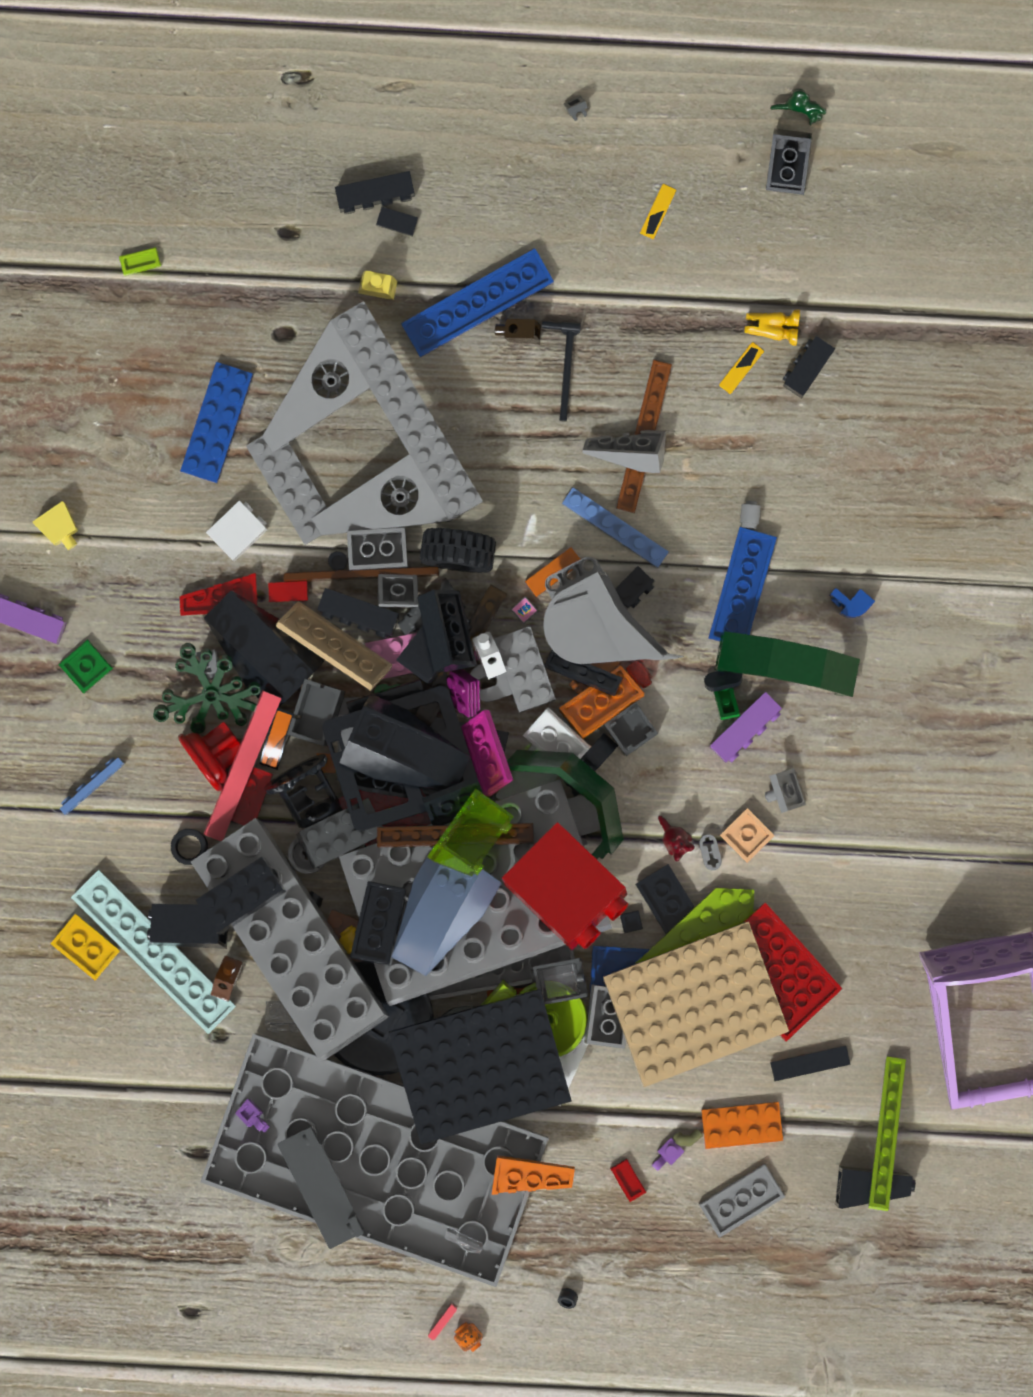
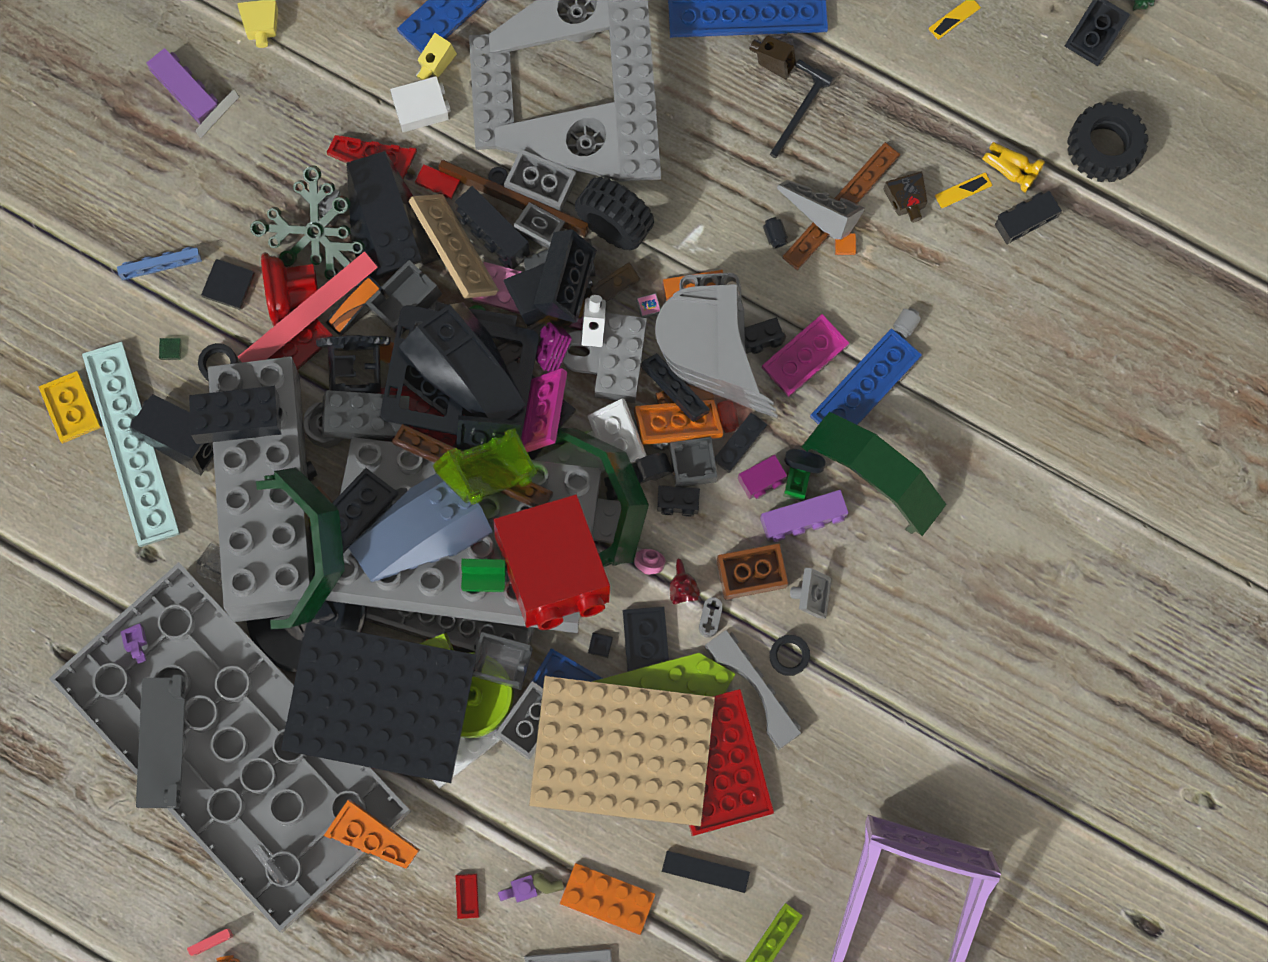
camera: 20 degrees right, 10 degrees down
(67, 628) = (216, 113): none -> white sticker
(85, 666) = (214, 156): green tile -> none
(140, 854) = (170, 349): none -> clear green tile
(158, 773) = (227, 284): none -> black tile
(227, 974) = (188, 494): reddish brown torso -> none
(229, 475) = (435, 57): none -> light yellow torso
(372, 959) = (325, 539): none -> dark green panel
(514, 925) = (483, 575): none -> green panel
(600, 491) = (775, 232): none -> black brick
(615, 527) = (773, 274): medium blue plate -> none
(633, 767) = (678, 500): none -> black bracket
(637, 832) = (649, 561): none -> bright pink plate
(660, 690) = (740, 442): none -> black plate
(667, 471) = (846, 246): none -> orange tile
(678, 587) = (805, 355): none -> dark pink plate
(695, 712) = (762, 478): none -> magenta brick
(697, 399) = (907, 195): none -> dark brown torso
(726, 798) = (752, 571): none -> dark orange brick
(747, 835) = (754, 618): light nougat plate -> none
(805, 847) = (789, 671): none -> black tyre
(811, 915) = (779, 725): none -> light grey arch
(852, 608) = (964, 455): blue brick -> none
(857, 241) = (1118, 120): none -> black tyre

